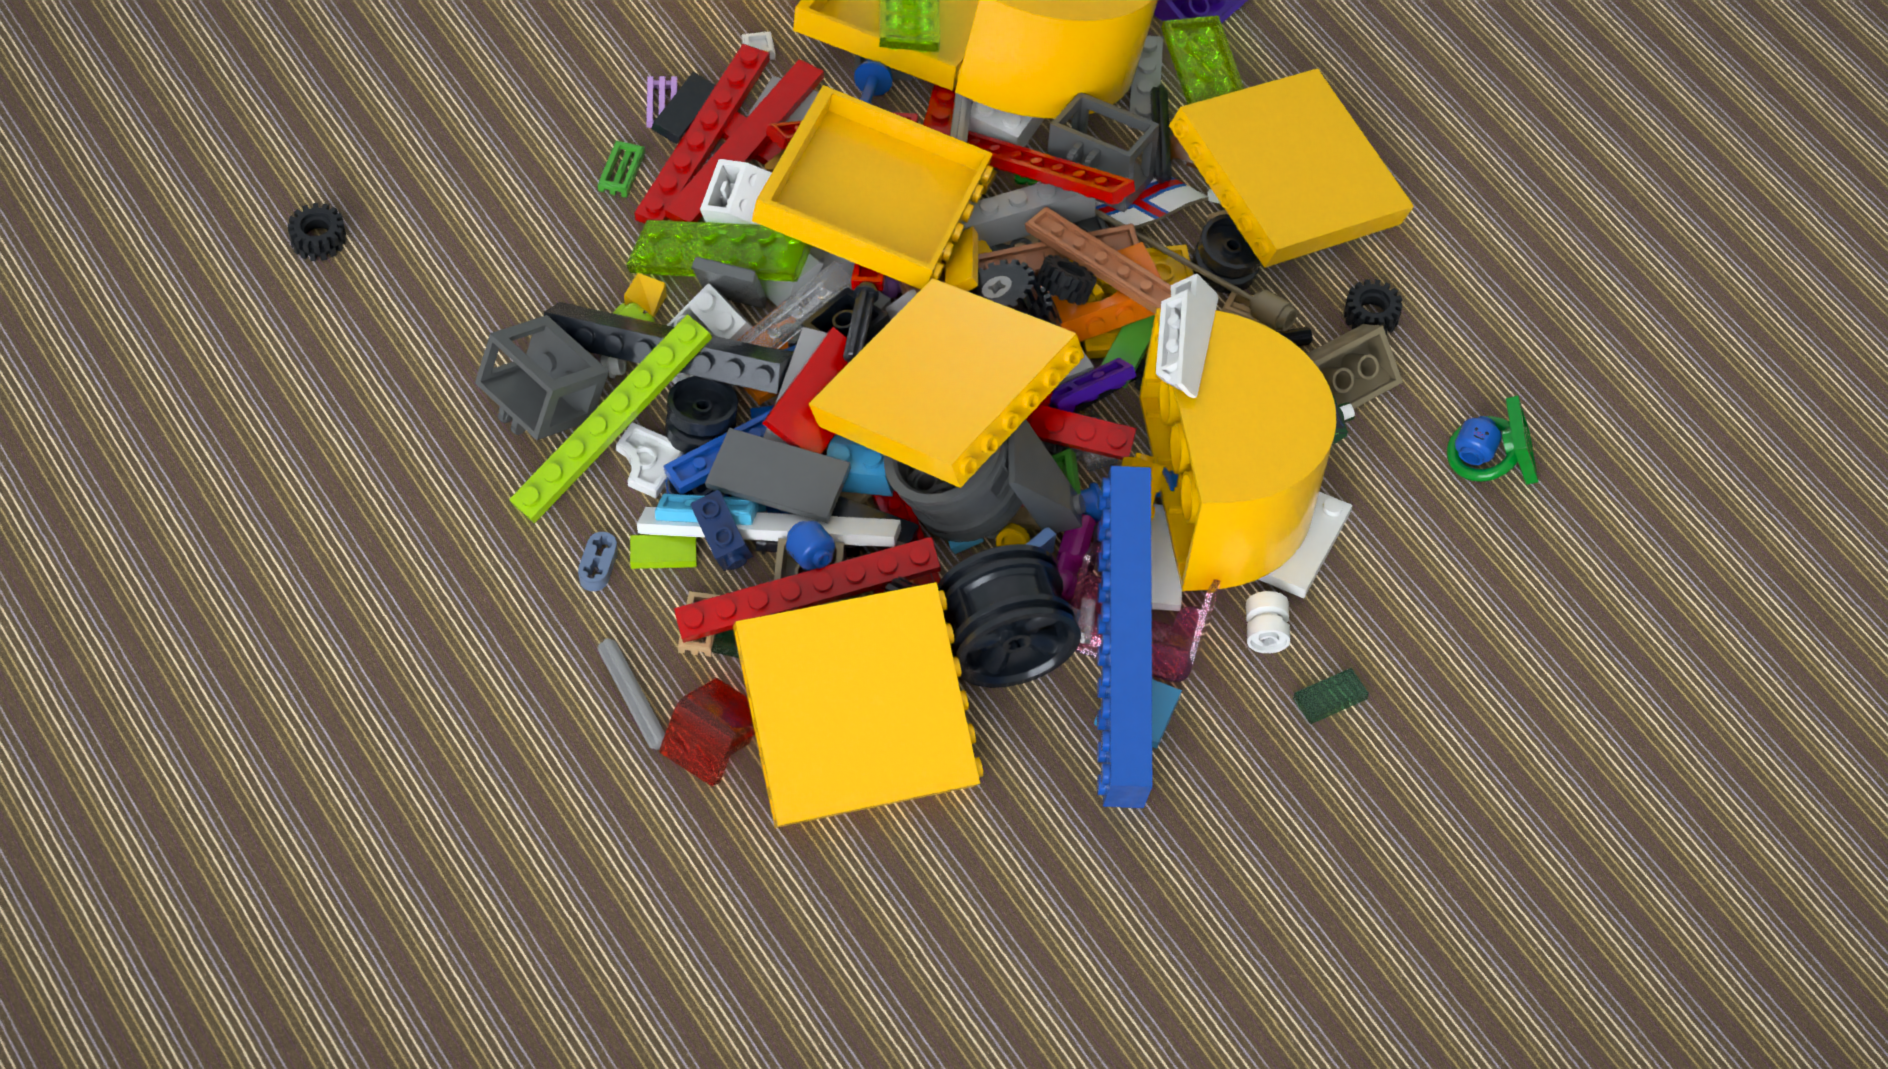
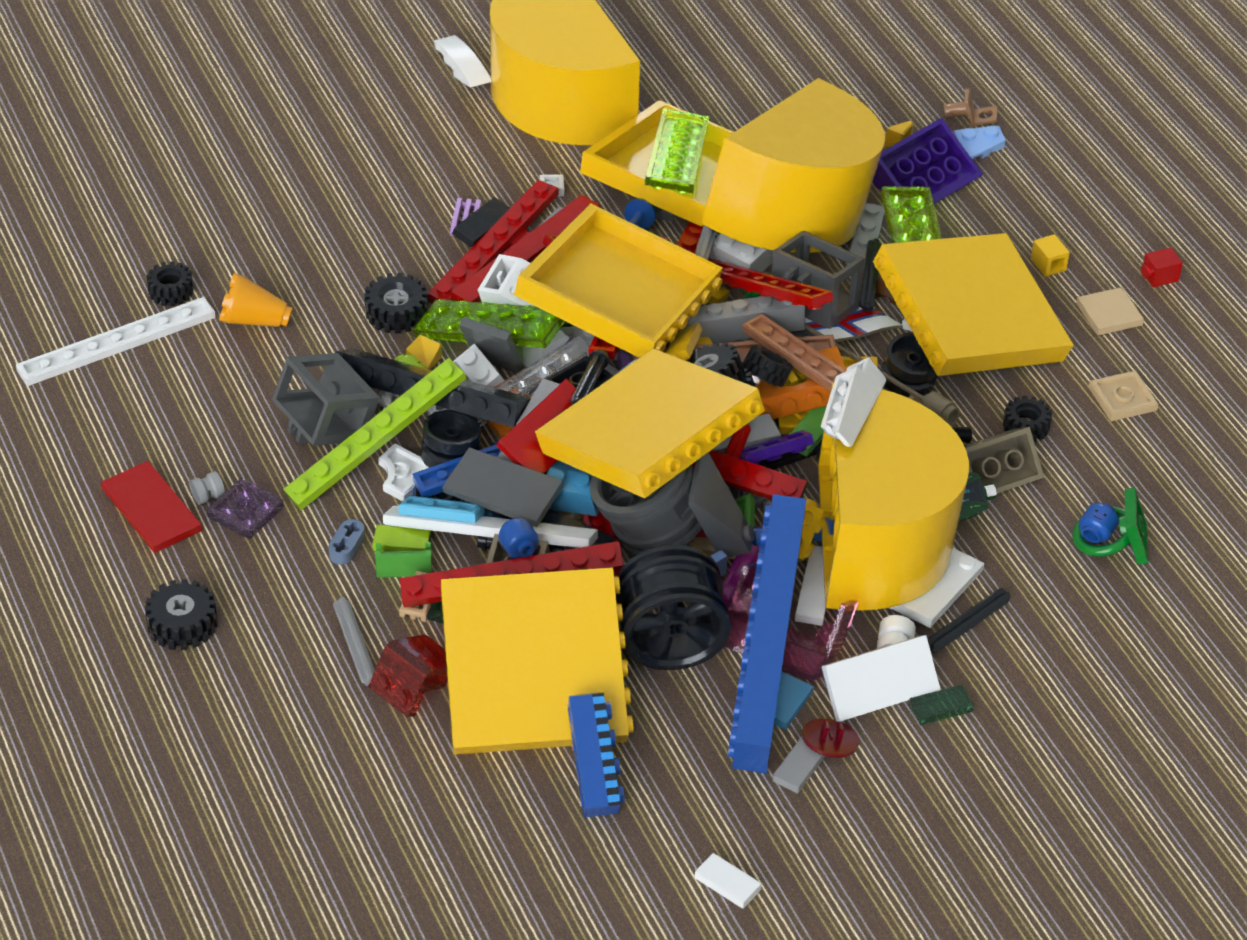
camera: 10 degrees right, 10 degrees down
(263, 317) = (115, 341): none -> white tile
(352, 540) = (151, 506): none -> red tile
(417, 508) = (206, 488): none -> light grey wheel
(417, 700) = (181, 614): none -> black wheel
(427, 253) = (253, 305): none -> light orange cone
(467, 531) = (245, 508): none -> clear purple plate
(599, 230) = (395, 302): none -> black wheel
(615, 186) = (428, 262): bright green tile -> none
(671, 581) = (402, 562): none -> bright green hinge
(721, 531) = (450, 527): dark blue bracket -> none
(945, 816) = (594, 754): none -> blue brick
(1085, 619) = (738, 619): clear tile -> none
(1123, 953) = (728, 880): none -> white tile
(1181, 793) = (797, 767): none -> light grey tile
(1211, 755) = (830, 738): none -> dark red piece
(1259, 673) = (880, 678): none -> white tile
(1344, 582) = (968, 620): none -> black axle
(1366, 85) = (1050, 255): none -> yellow brick
(1445, 152) = (1109, 311): none -> tan tile
(1477, 263) = (1123, 395): none -> tan tile
(1498, 88) = (1161, 267): none -> red brick

